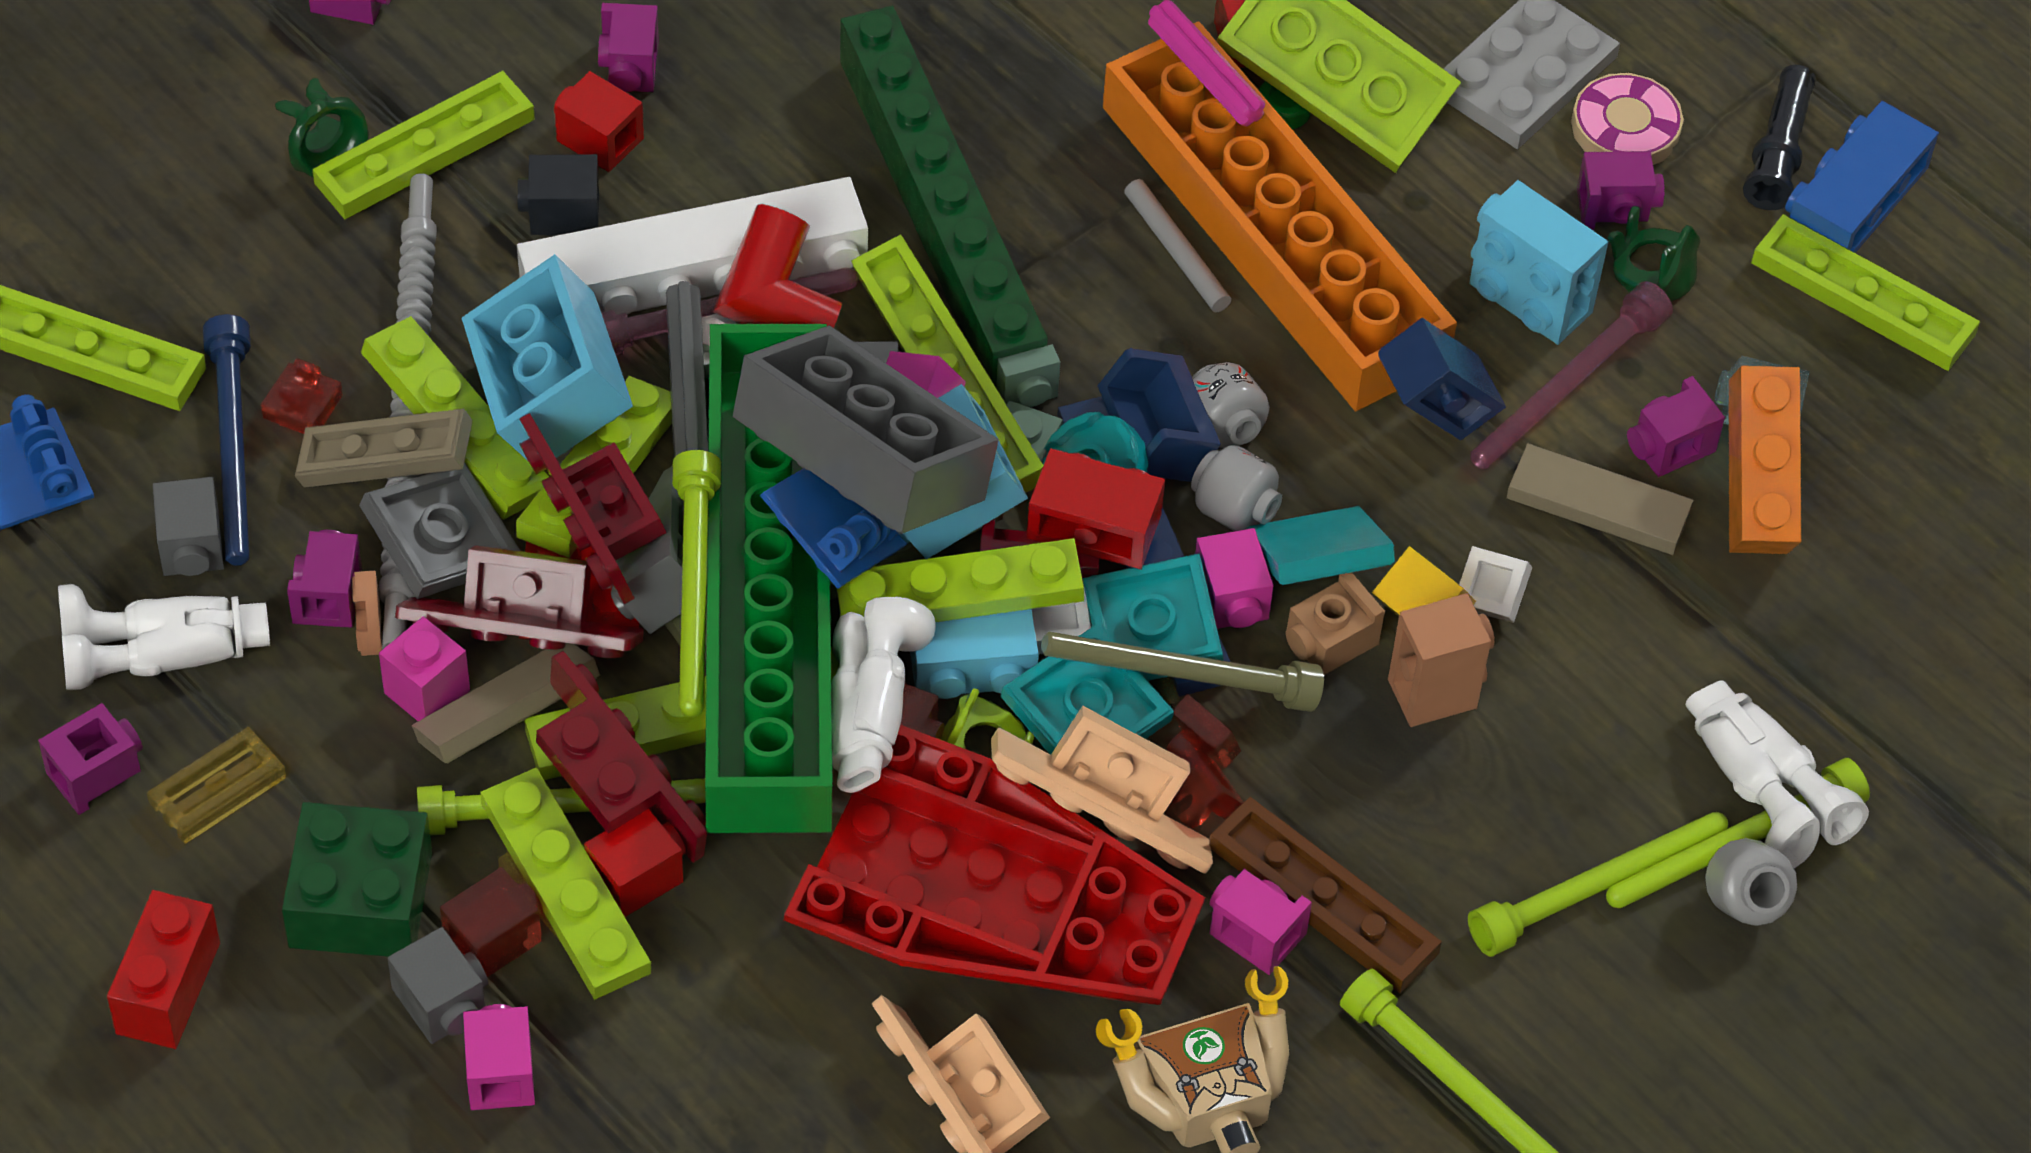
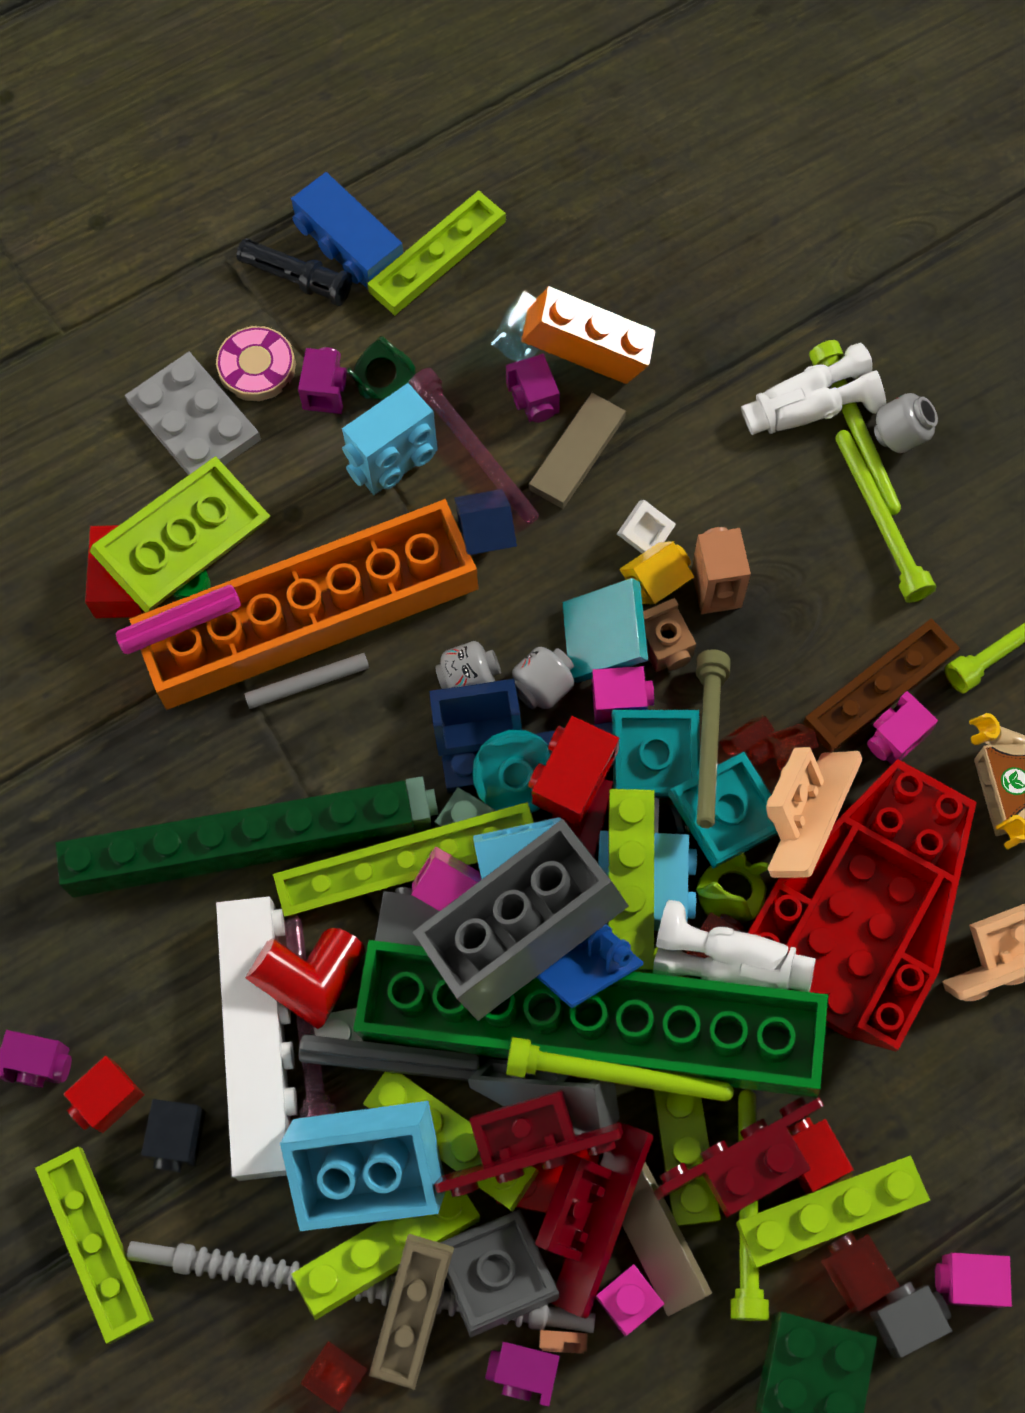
camera: 75 degrees left, 15 degrees up
(329, 135) = (70, 1329): dark green piece -> none

